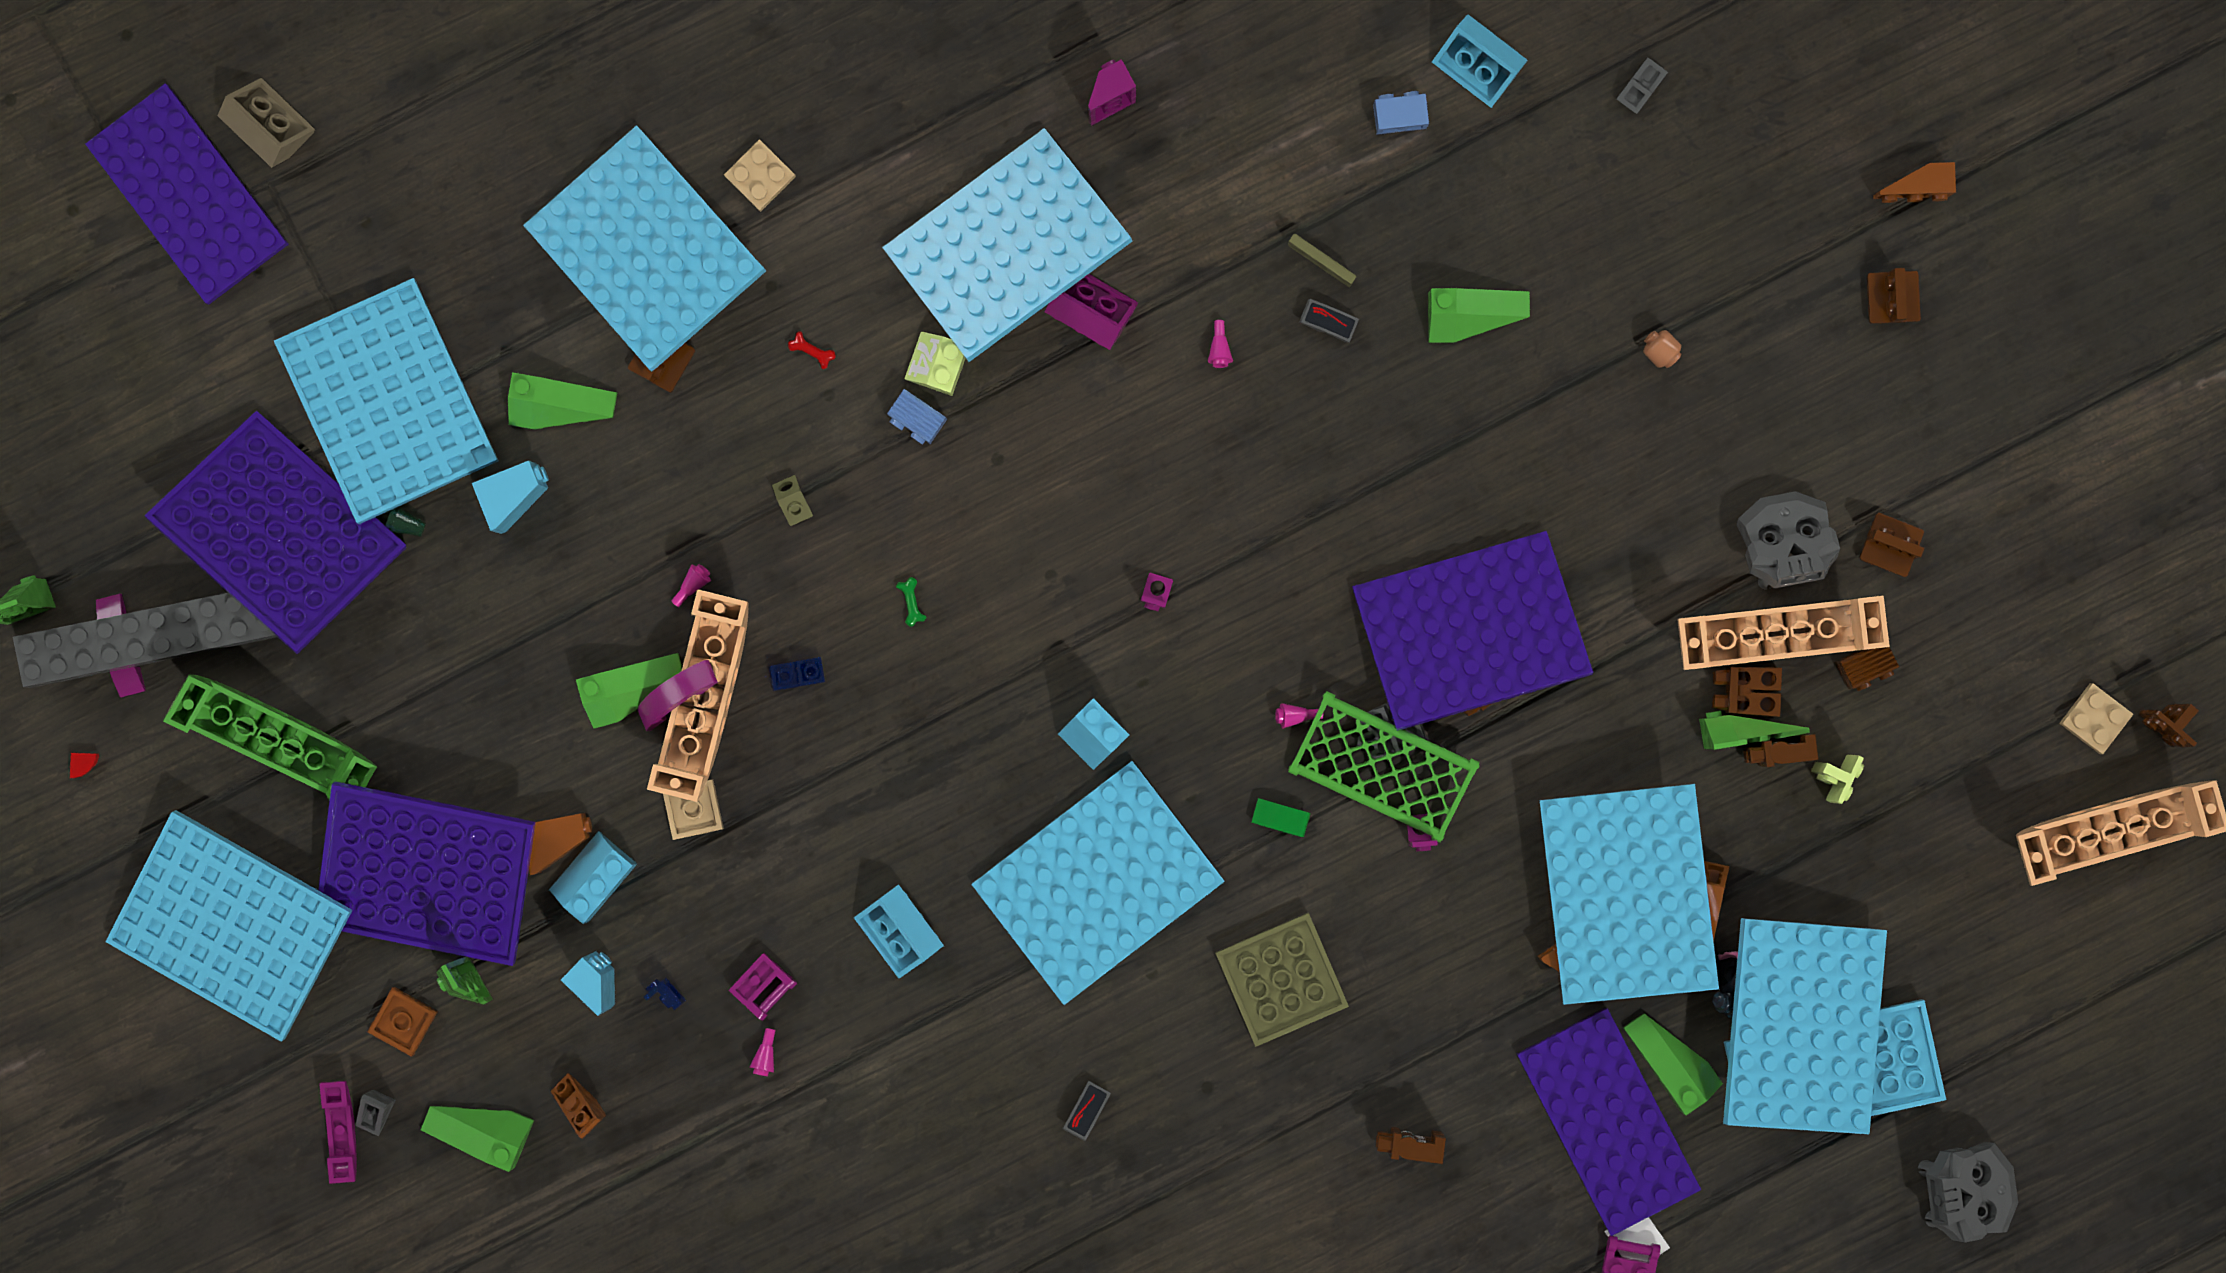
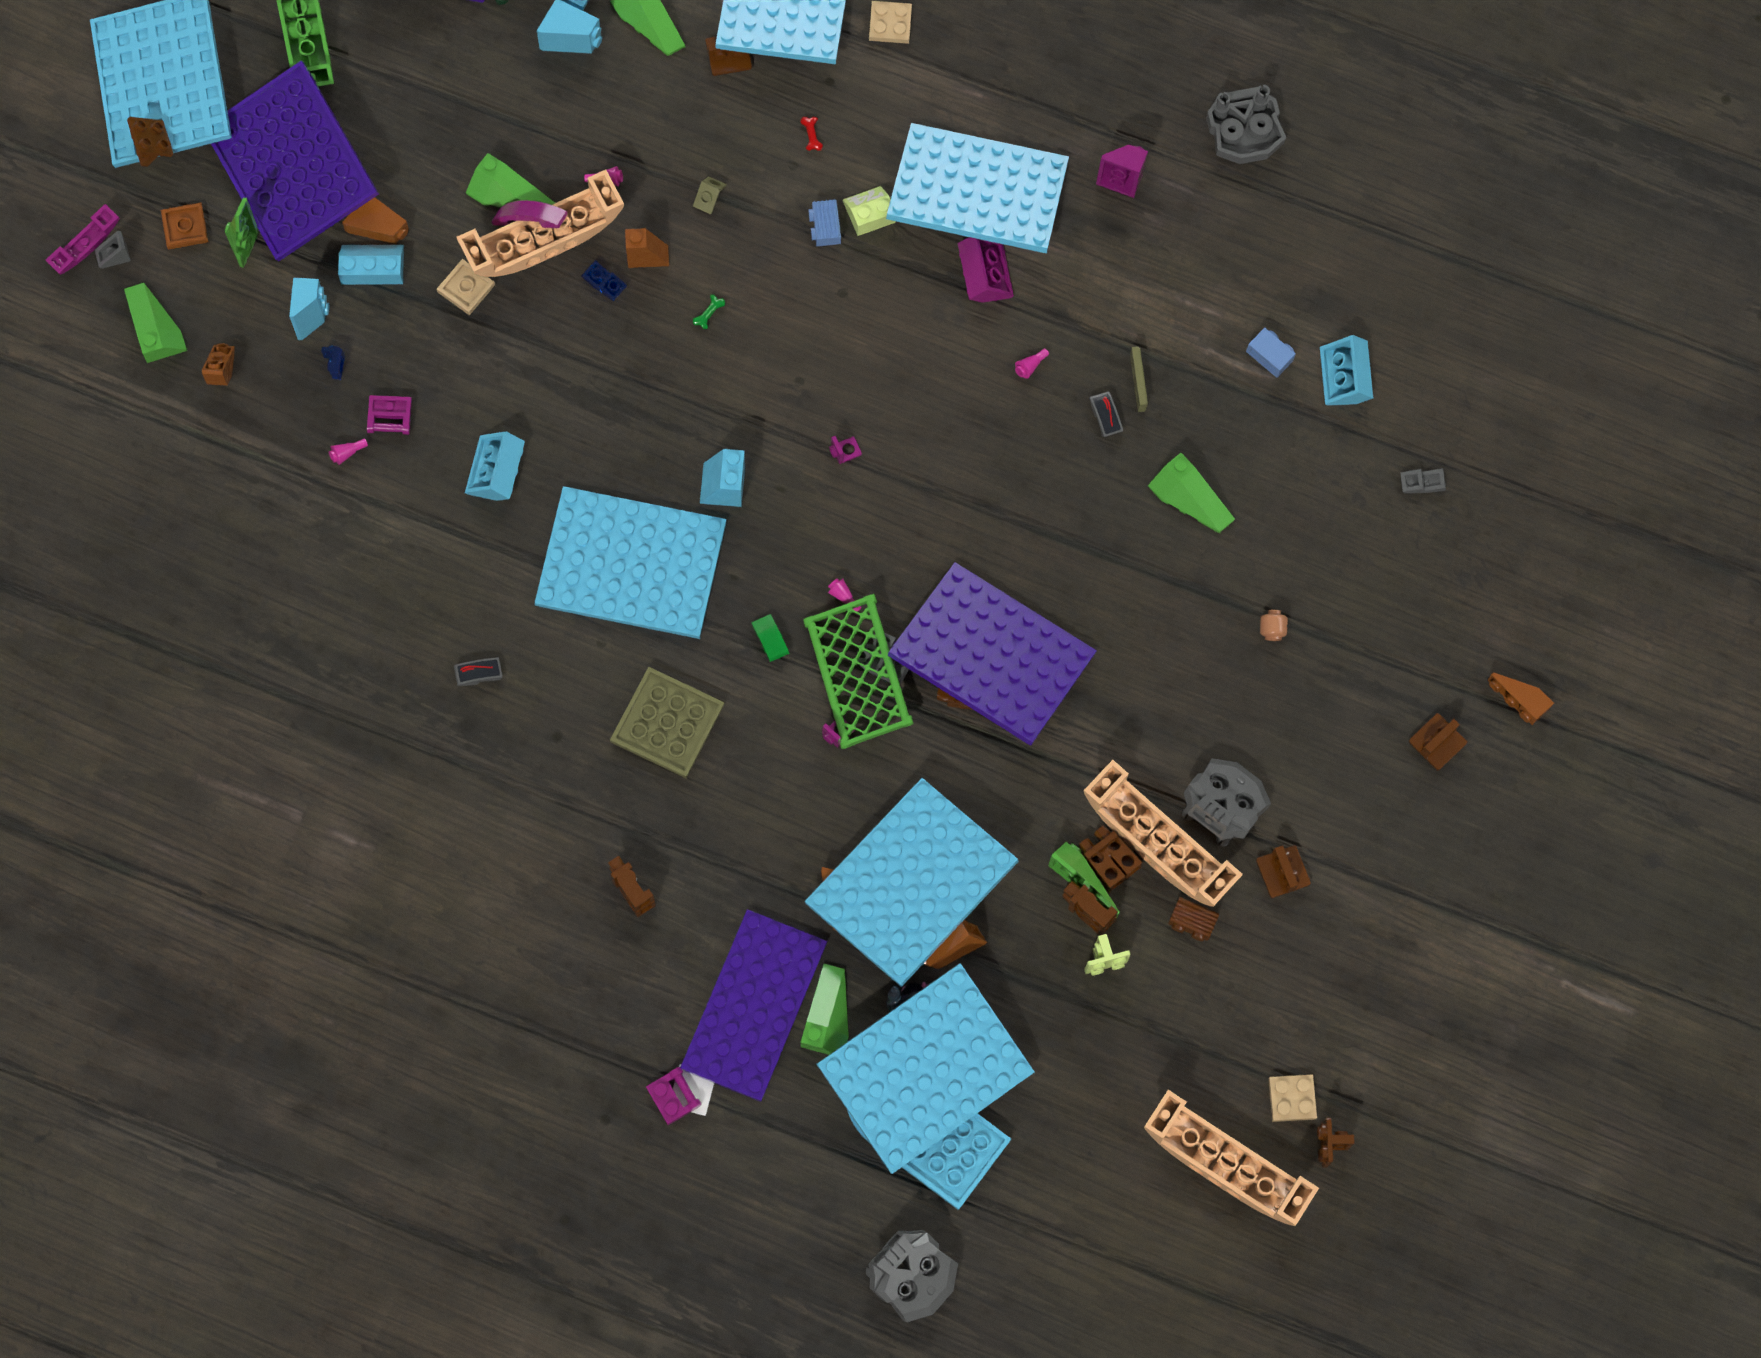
camera: 40 degrees right, 15 degrees down
(289, 991) = (149, 139): none -> reddish brown bracket
(802, 611) = (645, 249): none -> dark orange slope

